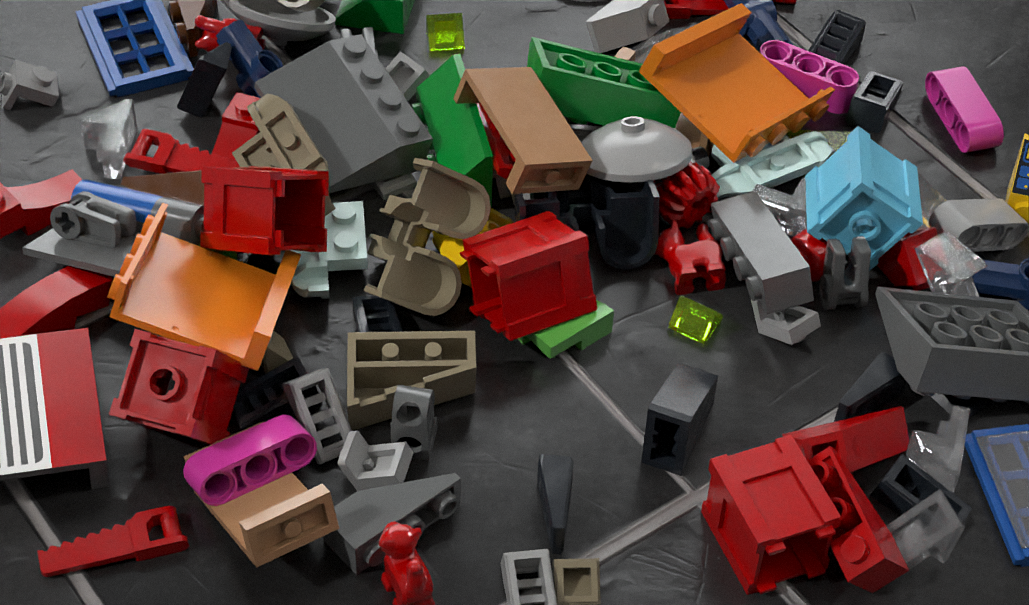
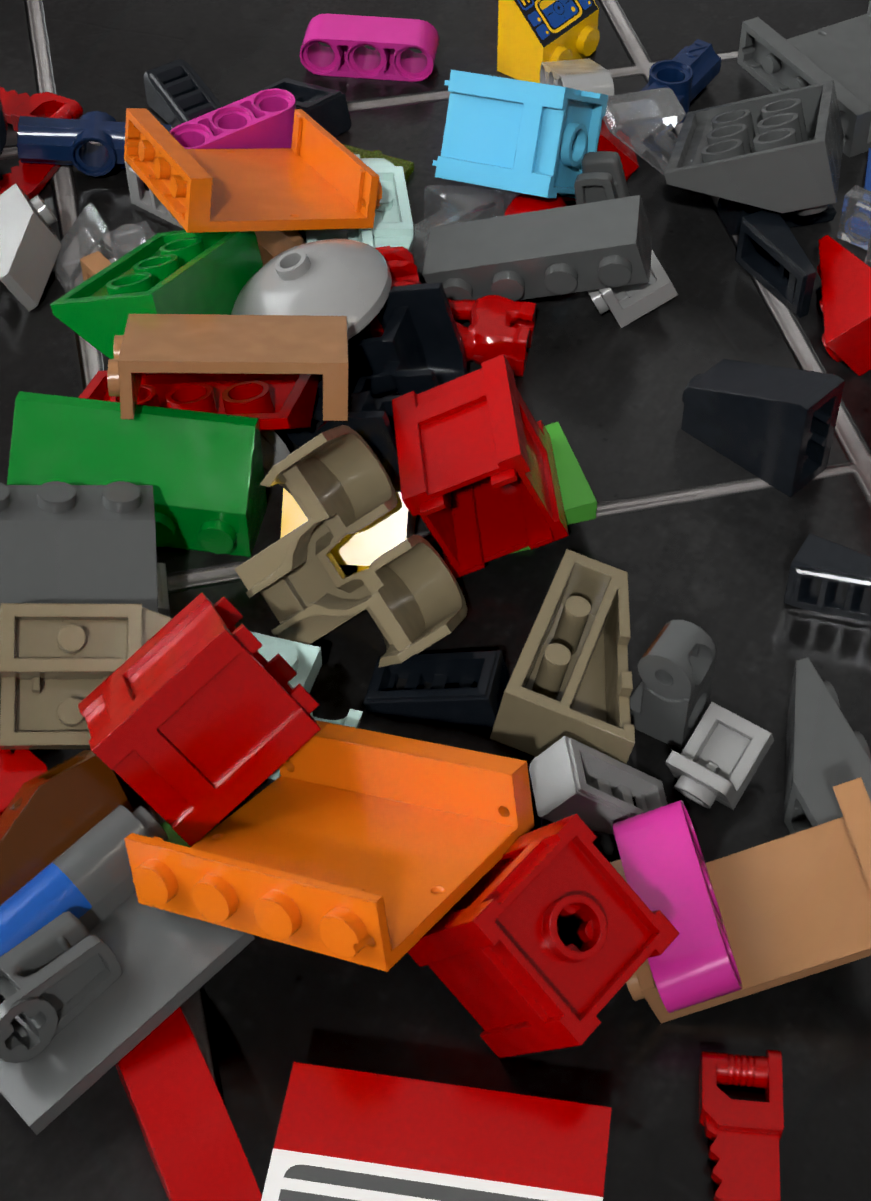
camera: 65 degrees left, 0 degrees up
(694, 320) = (584, 367): clear neon green slope -> none

